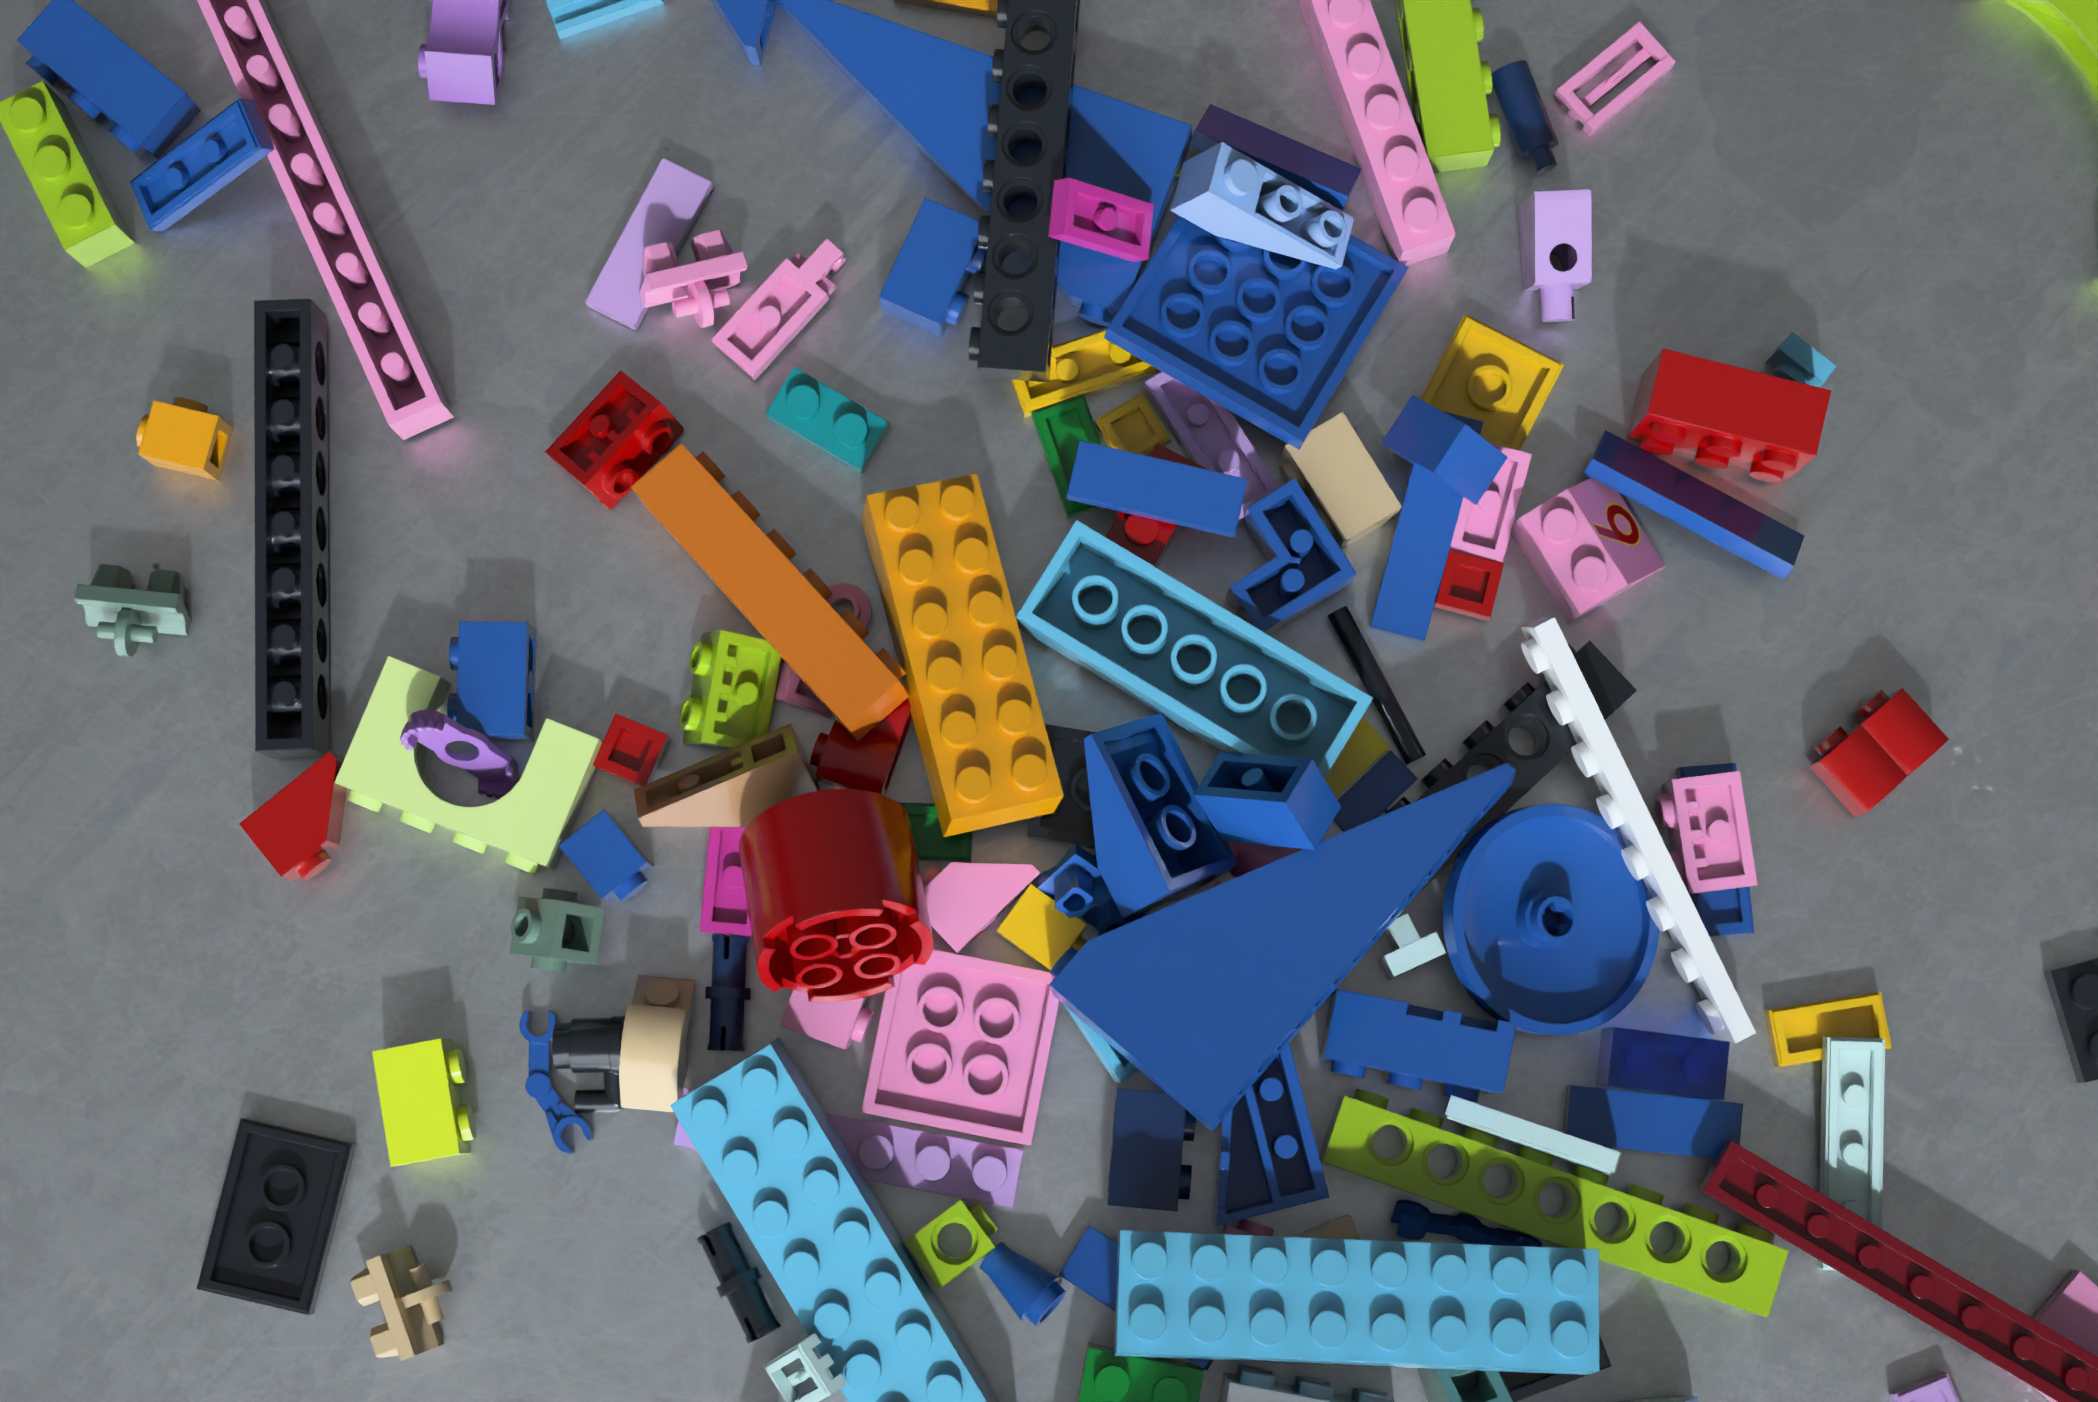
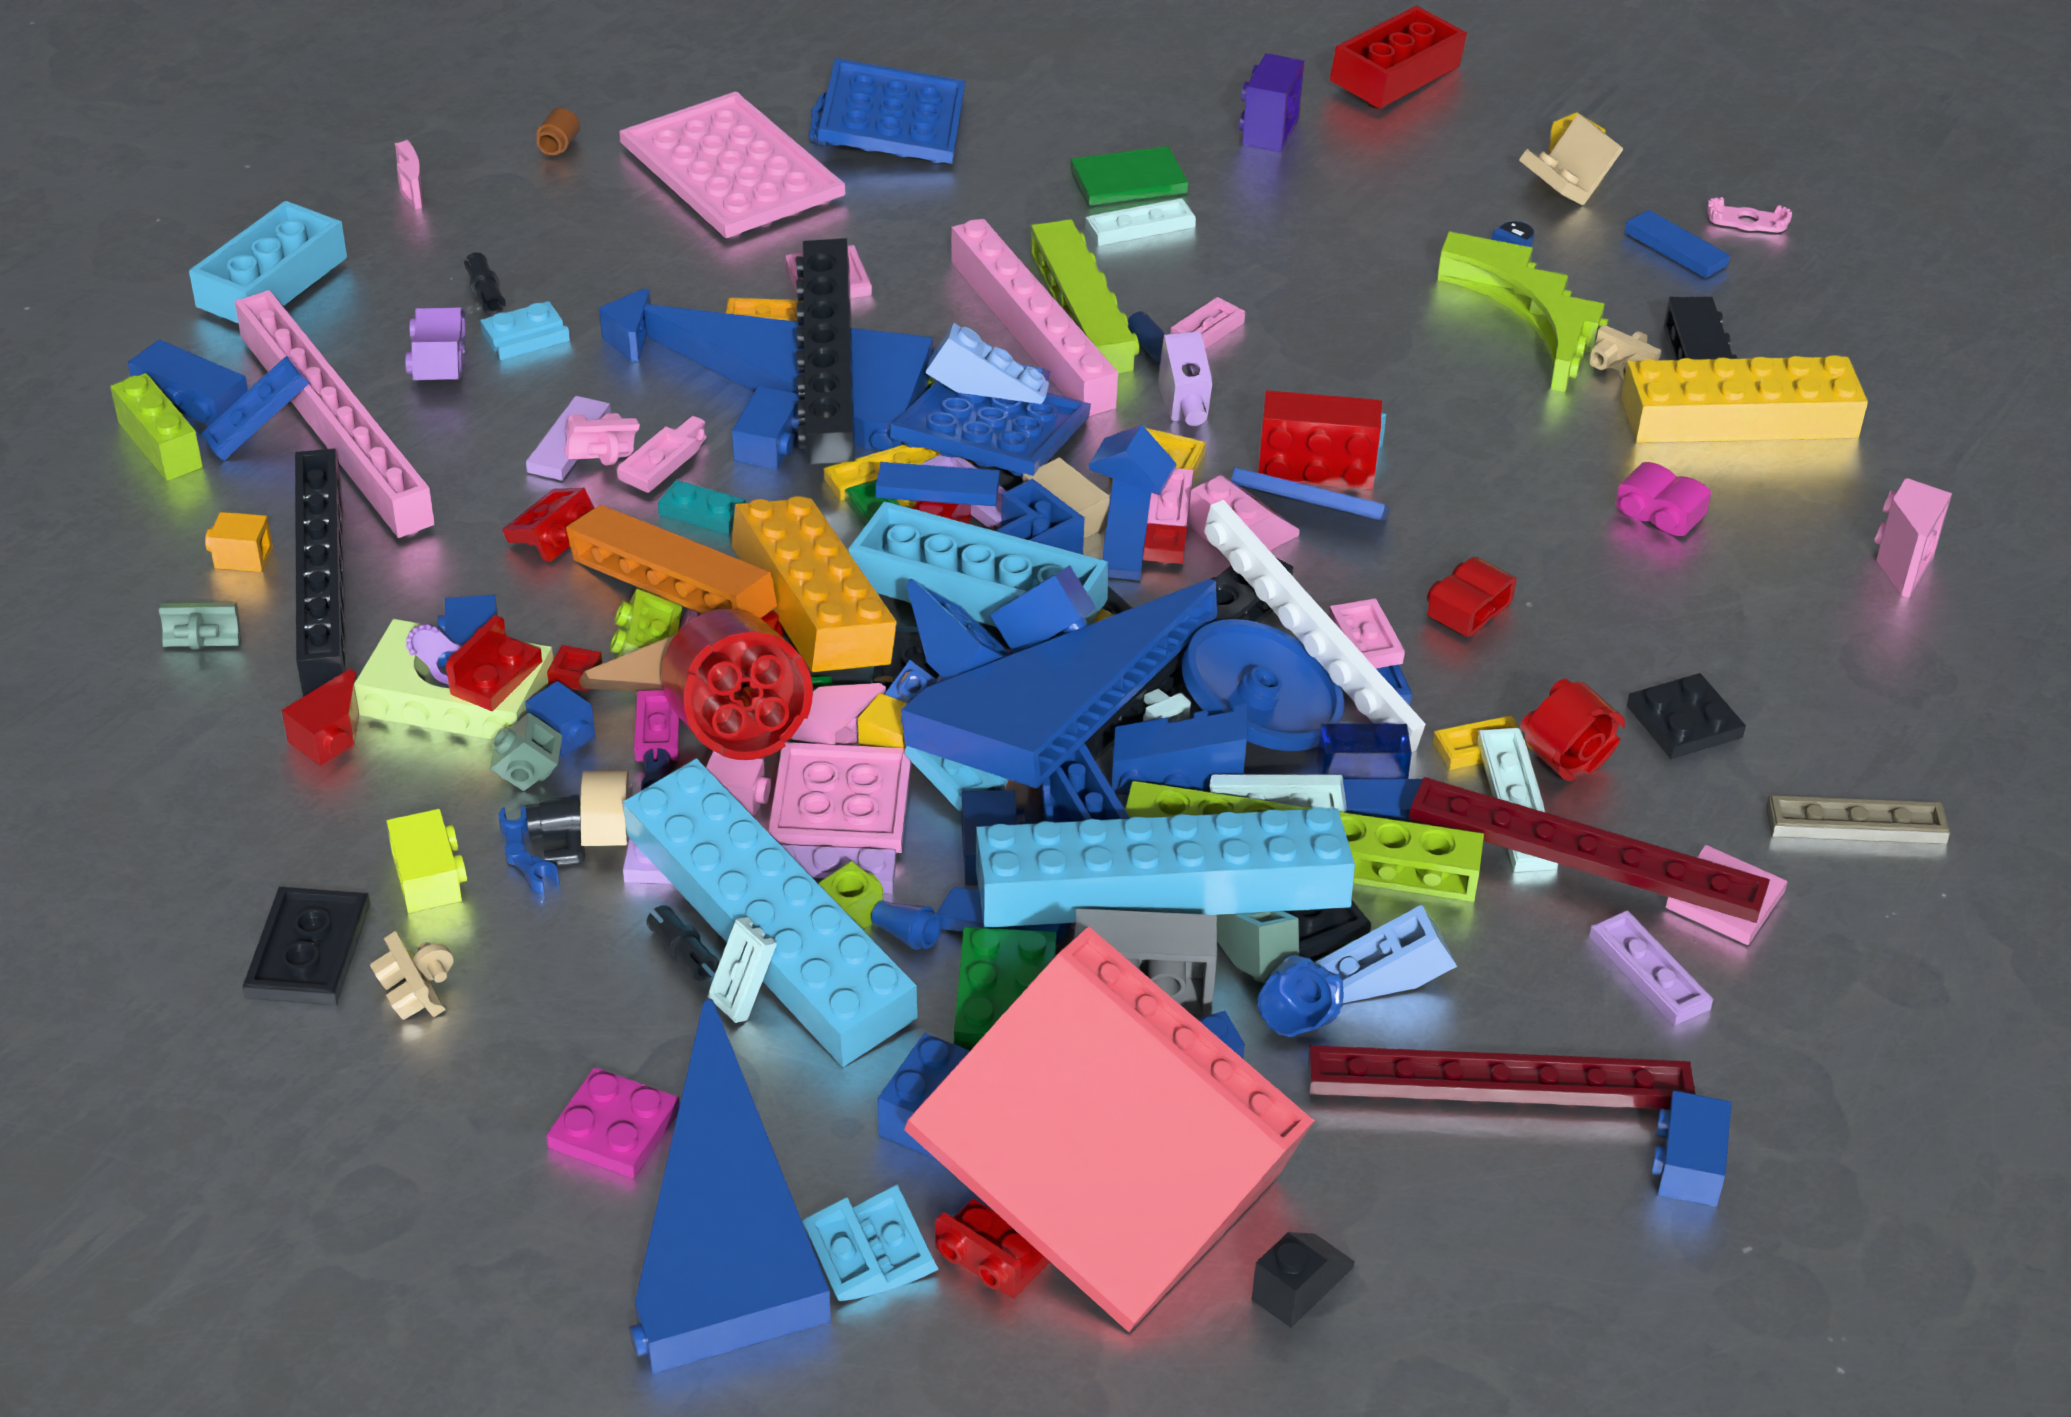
camera: 10 degrees left, 40 degrees down
(515, 789) = (490, 666): none -> red bracket
(1101, 220) = (879, 364): dark pink plate -> none
(1953, 1067) = (1573, 729): none -> red brick

